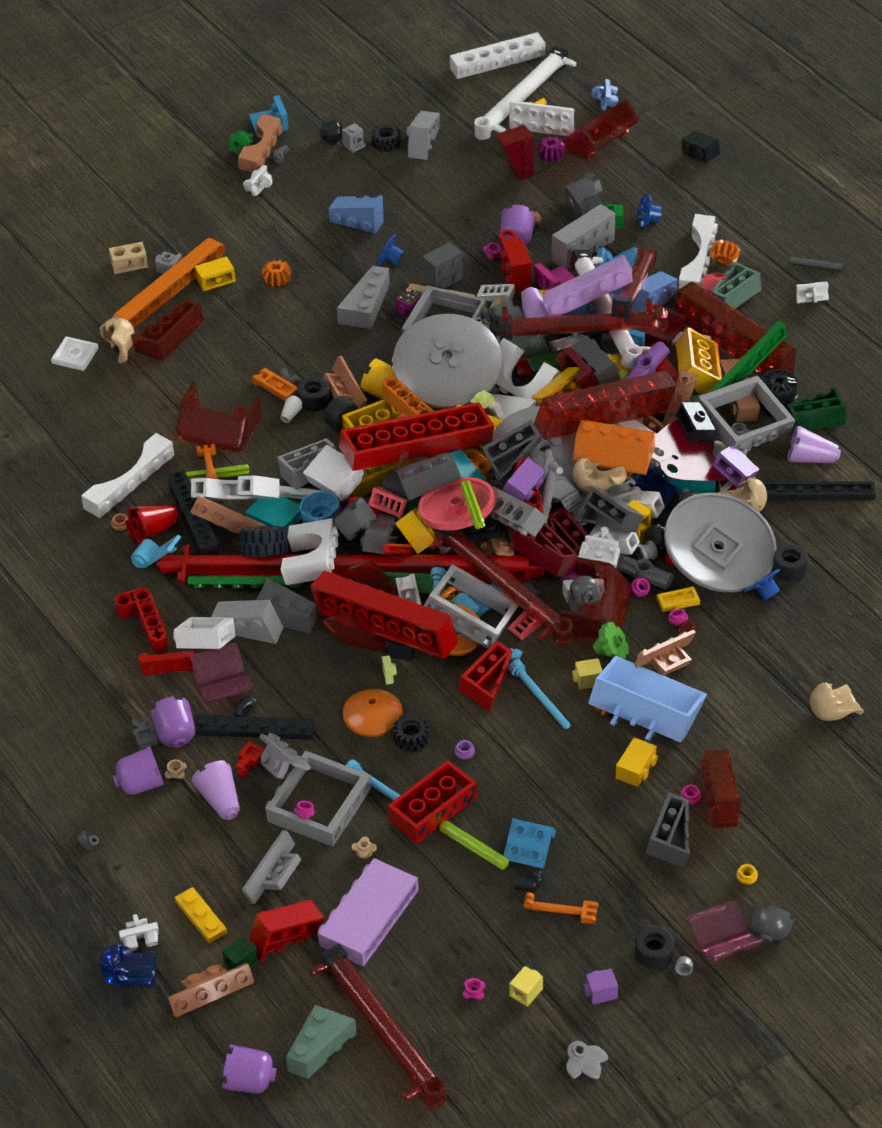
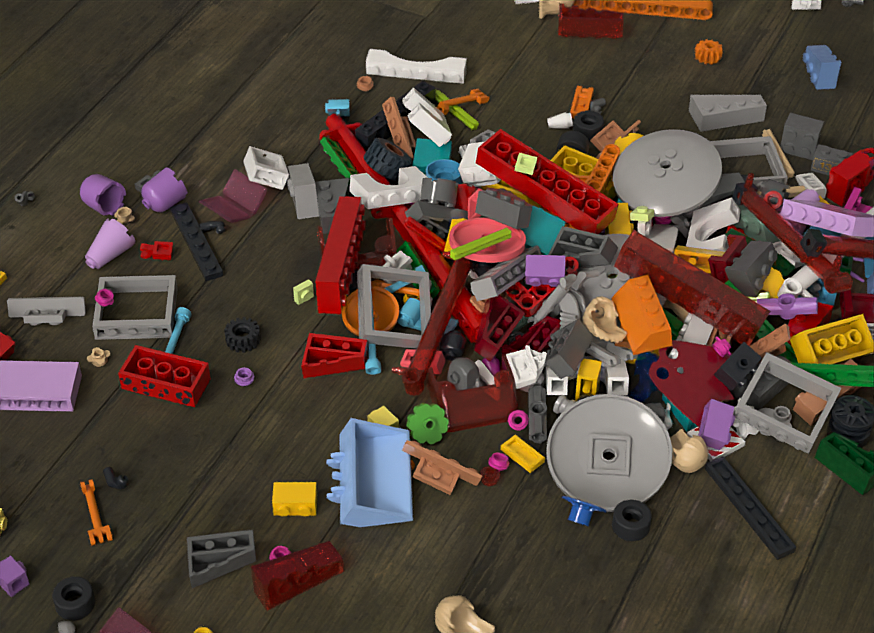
camera: 60 degrees right, 0 degrees up
(141, 604) = (280, 130): red beam -> none
(149, 521) = (369, 93): red cone -> none
(165, 662) = (228, 162): red plate -> none
(214, 427) = (509, 98): clear red windscreen -> none
(215, 273) = (676, 21): yellow brick -> none
(278, 756) = (164, 263): light grey bracket -> none
(372, 712) = (256, 301): orange dish -> none
(392, 254) = (794, 103): blue wheel -> none
(401, 432) = (525, 163): none -> yellowish green plate
(406, 301) = (744, 131): brick -> none
(474, 845) = (138, 426): lime axle -> none
(482, 266) = (826, 158): none -> dark grey brick
(518, 669) = (359, 375): medium azure piece -> none
(524, 312) = (771, 194): none -> red brick
(528, 843) = (157, 456): dark azure bracket -> none
(674, 419) = (722, 347): none -> dark pink plate
(811, 448) = (797, 476): lavender cone -> none

